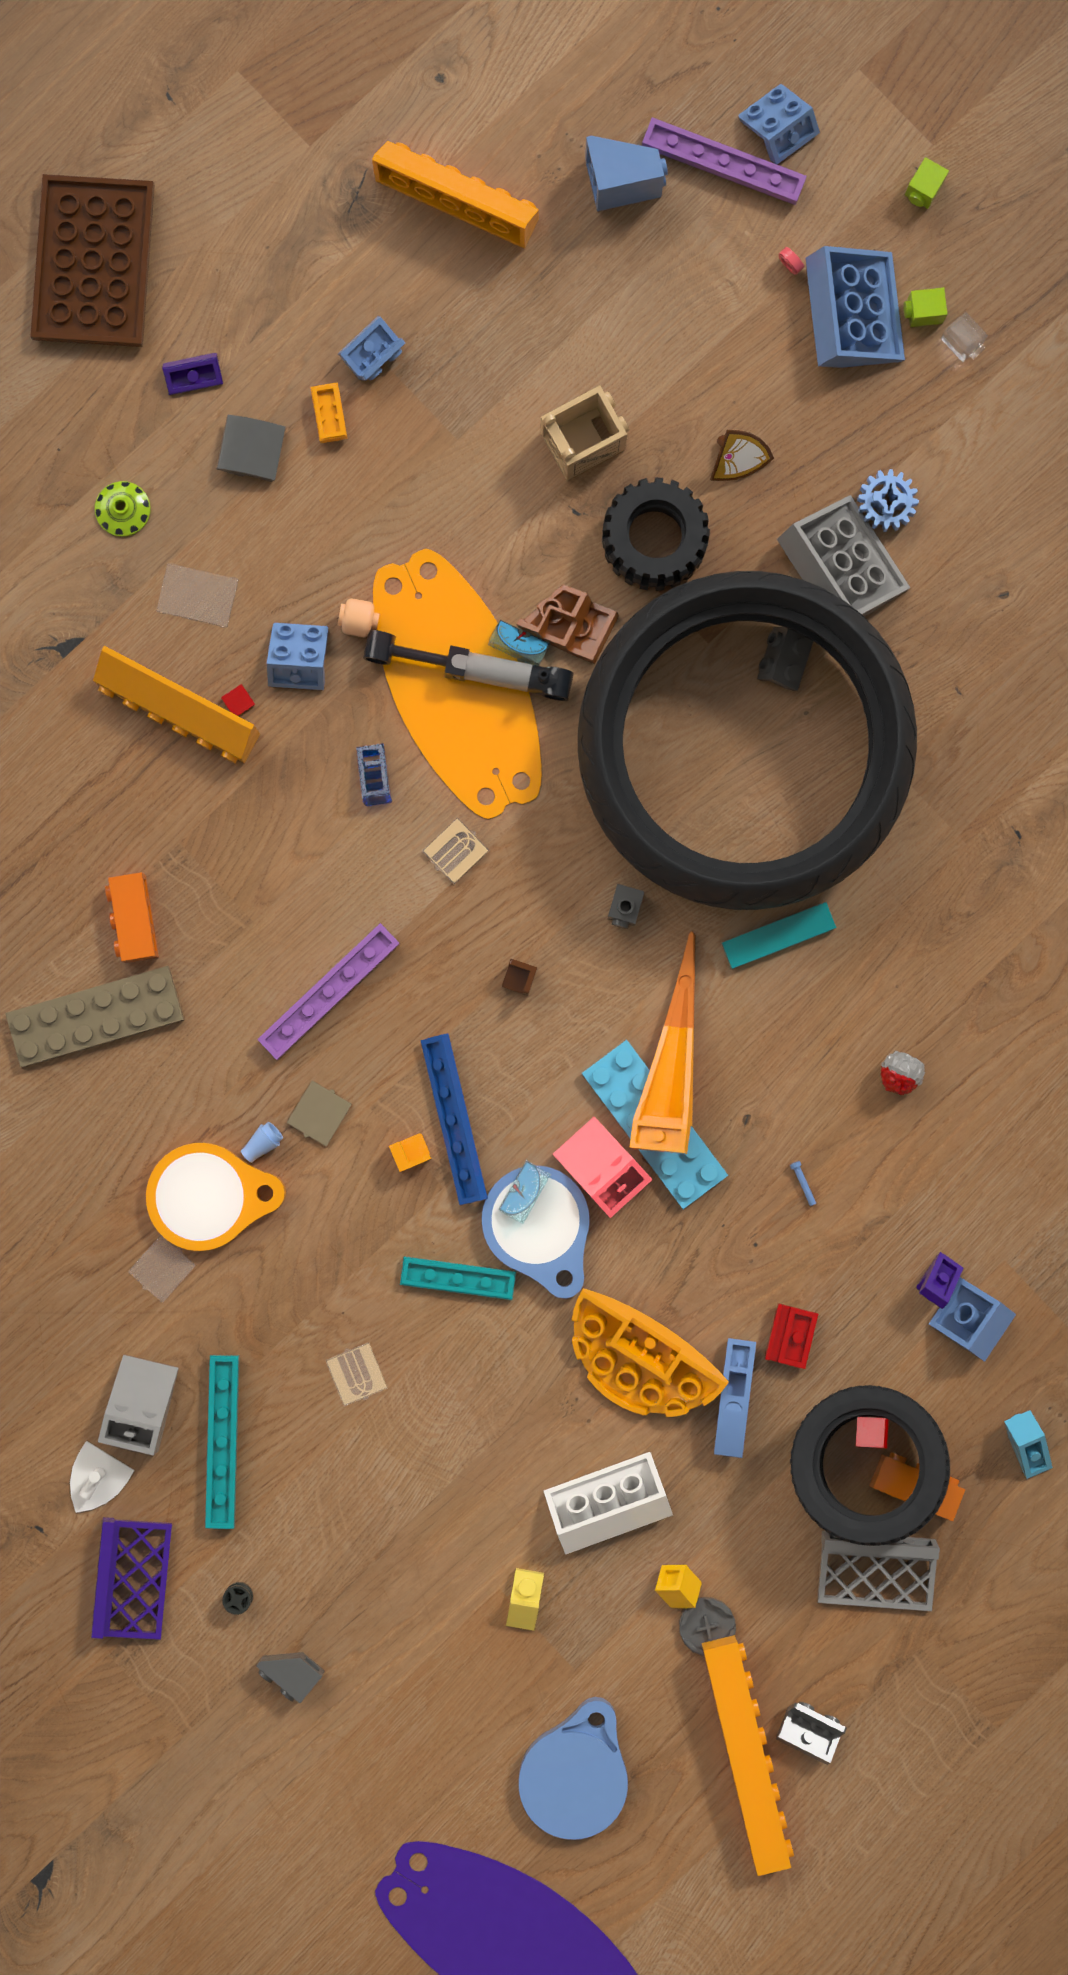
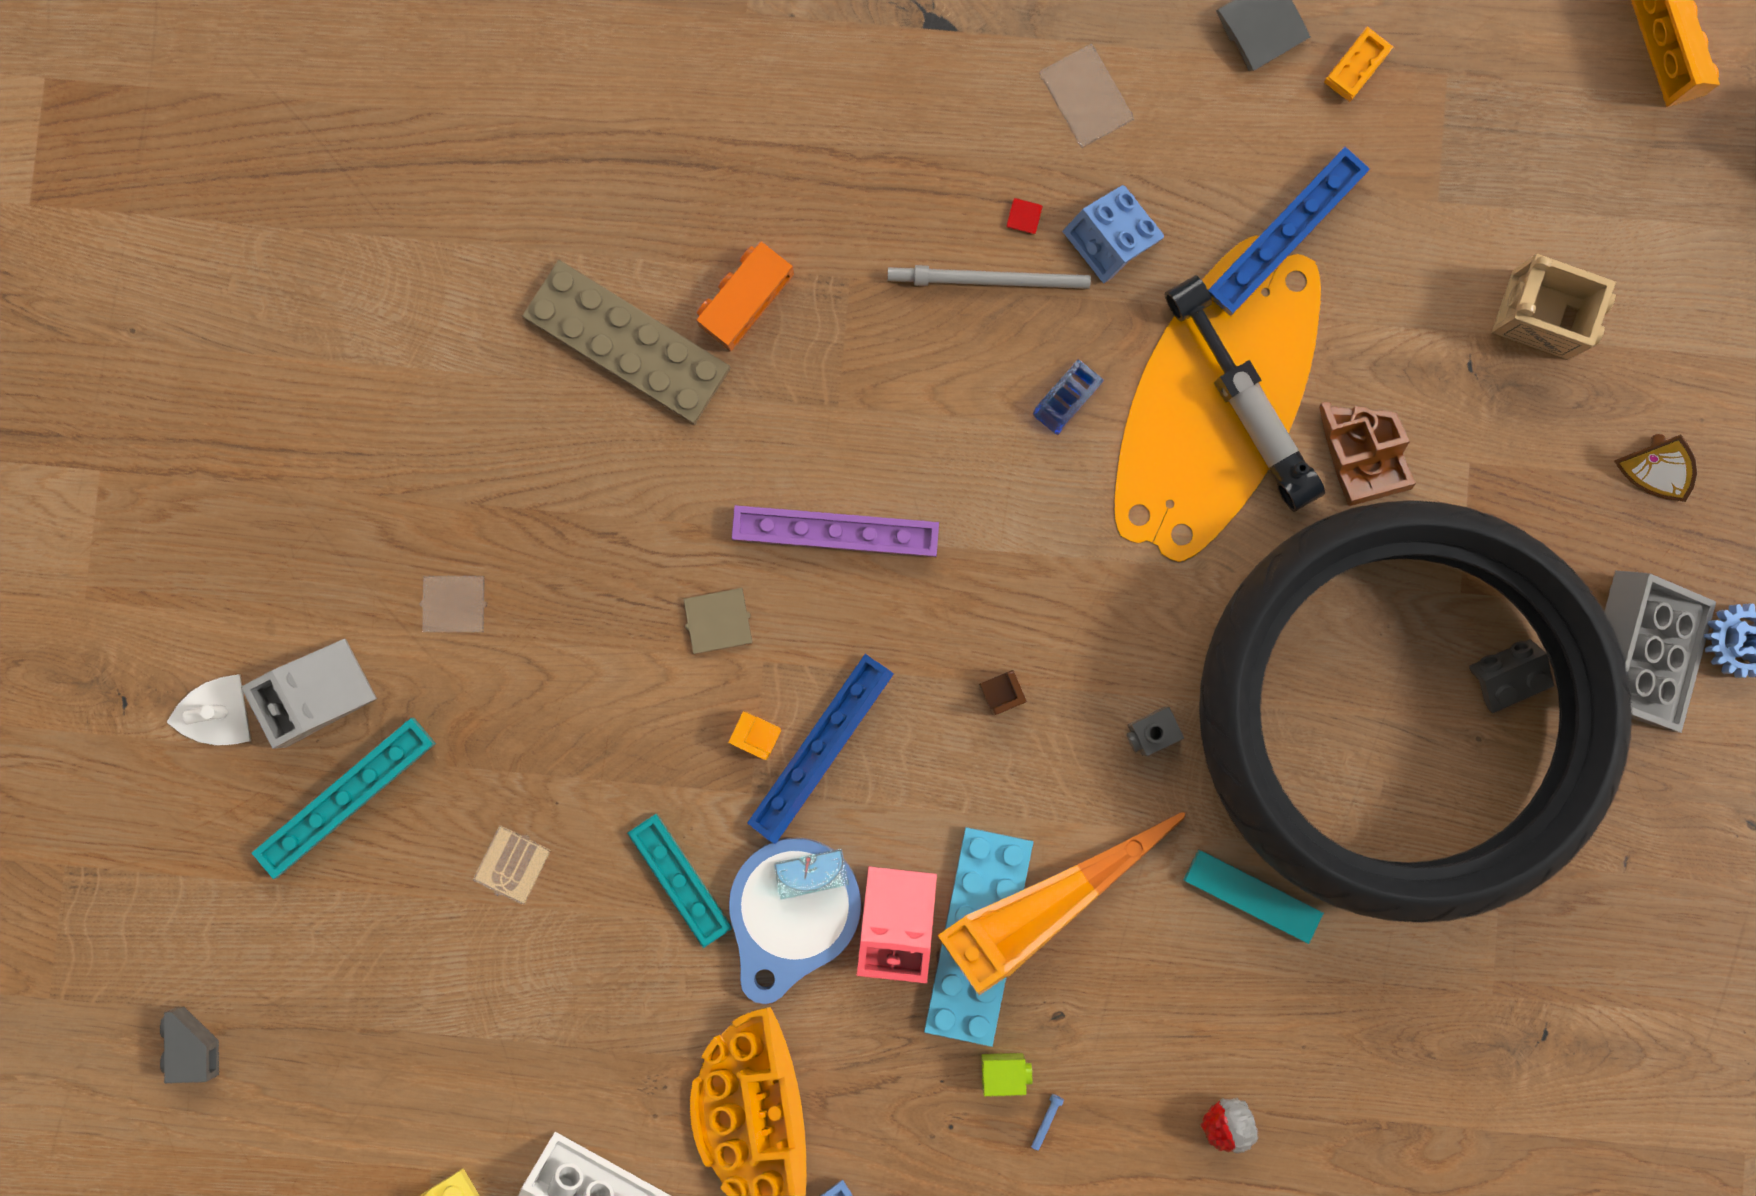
camera: 50 degrees right, 0 degrees up
(106, 1575) = (129, 802): dark purple fence -> none
(175, 705) = (970, 162): light orange slope -> none
(207, 1196) = (554, 587): piece -> none
(218, 796) = (922, 275): none -> light grey bar
(233, 1602) = (206, 941): pearl dark grey wheel -> none
(264, 1140) = (648, 592): light blue cone -> none
(357, 617) = (1197, 255): light nougat head -> none
(371, 349) = (1451, 50): medium blue bracket -> none
(392, 549) = (1287, 231): none -> blue plate
(455, 851) = (1065, 532): piece -> none
(518, 643) = (1304, 420): slope -> none
(655, 498) = (1563, 447): black tyre -> none
(751, 1182) = (1005, 1074): none -> lime brick

